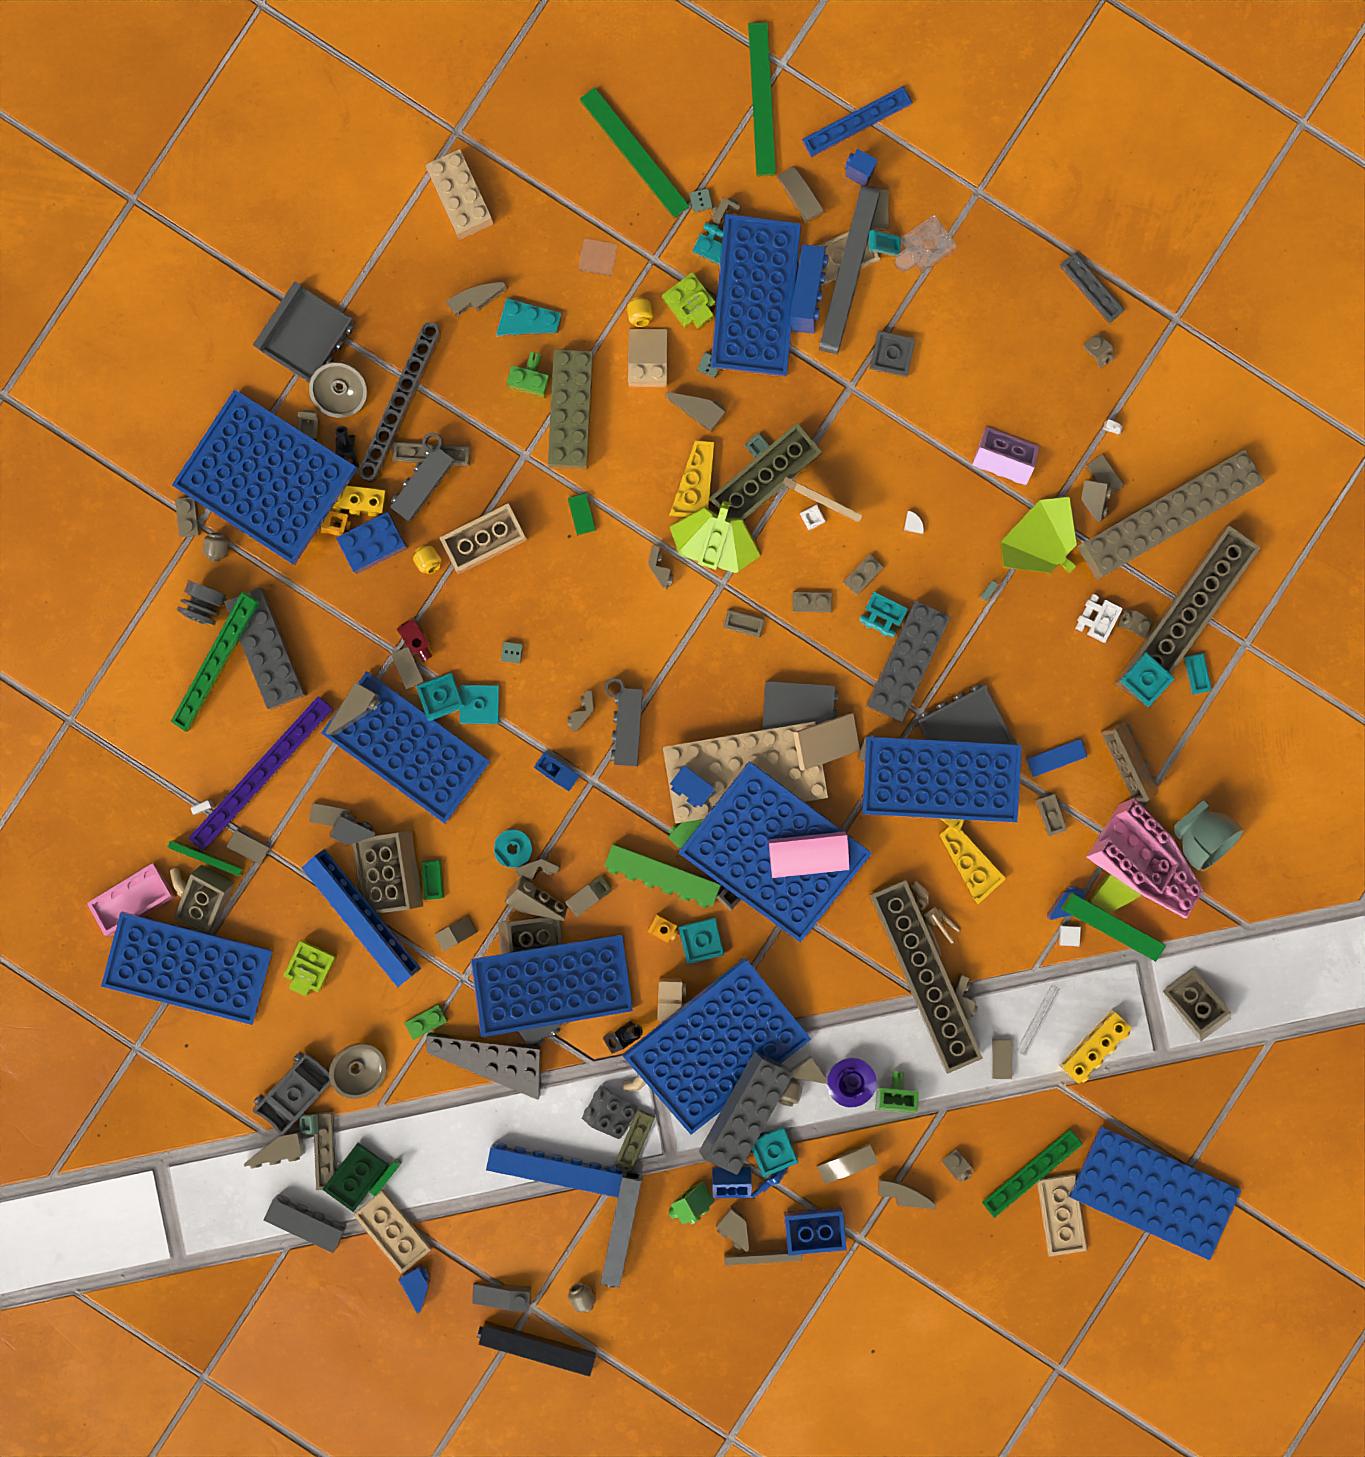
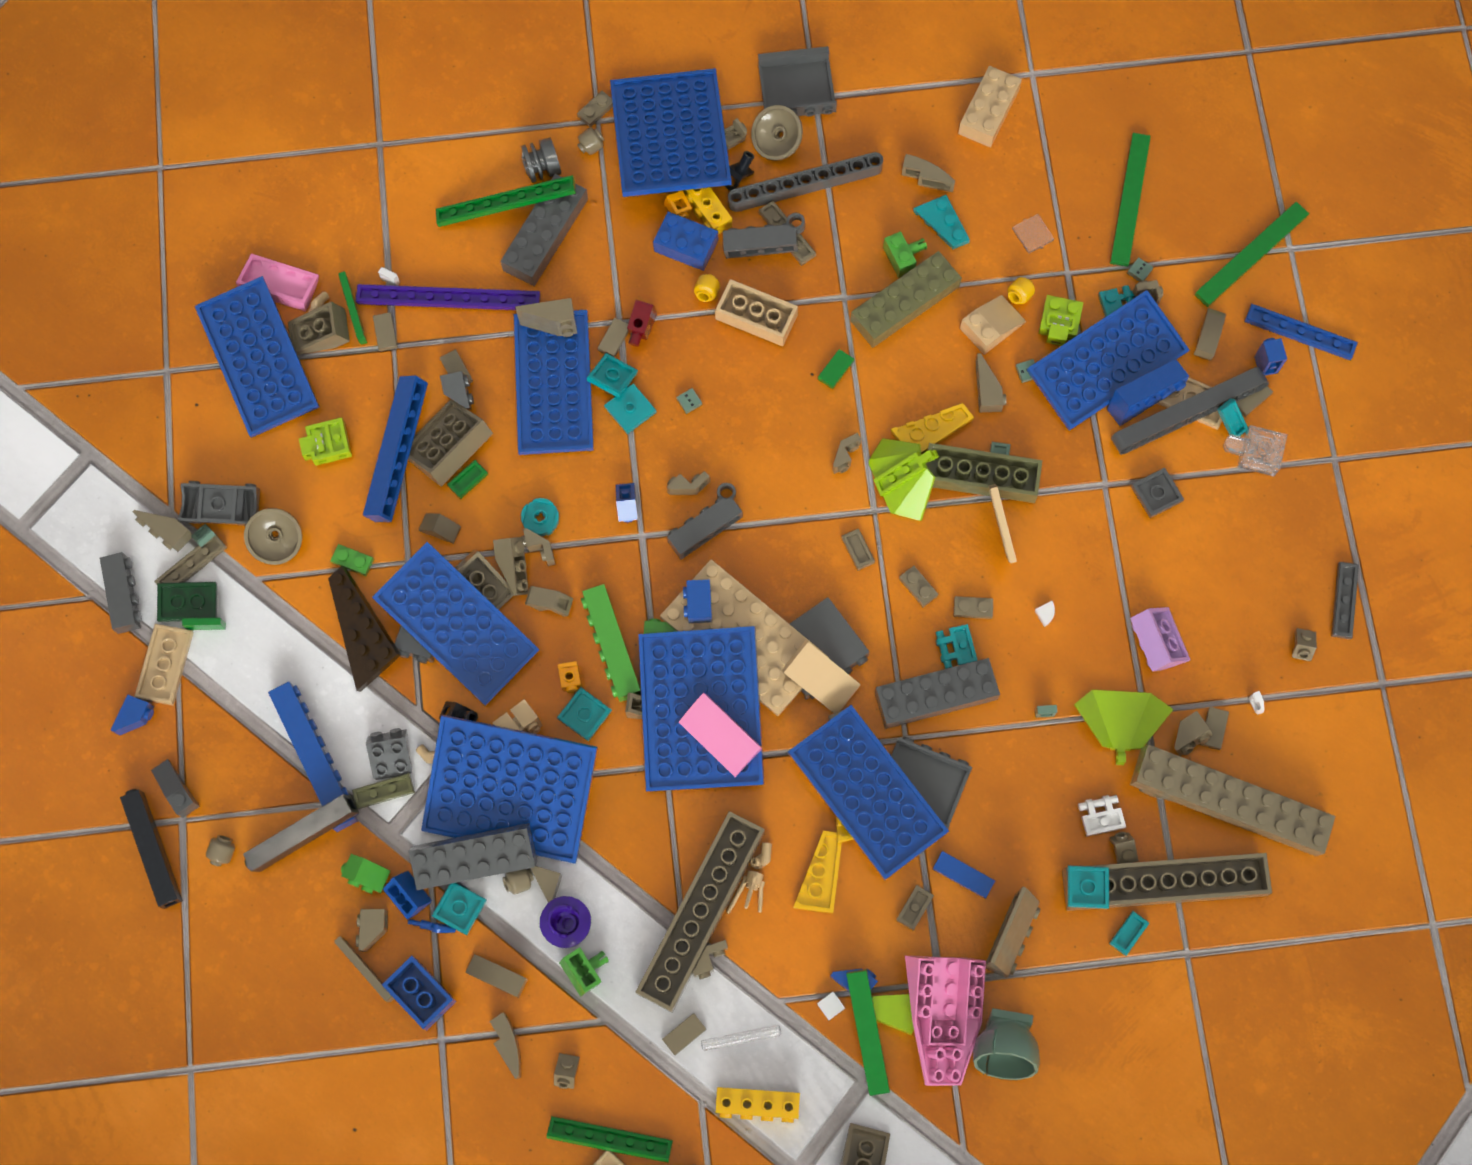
camera: 50 degrees right, 15 degrees down
(812, 517) = (983, 535): white tile -> none

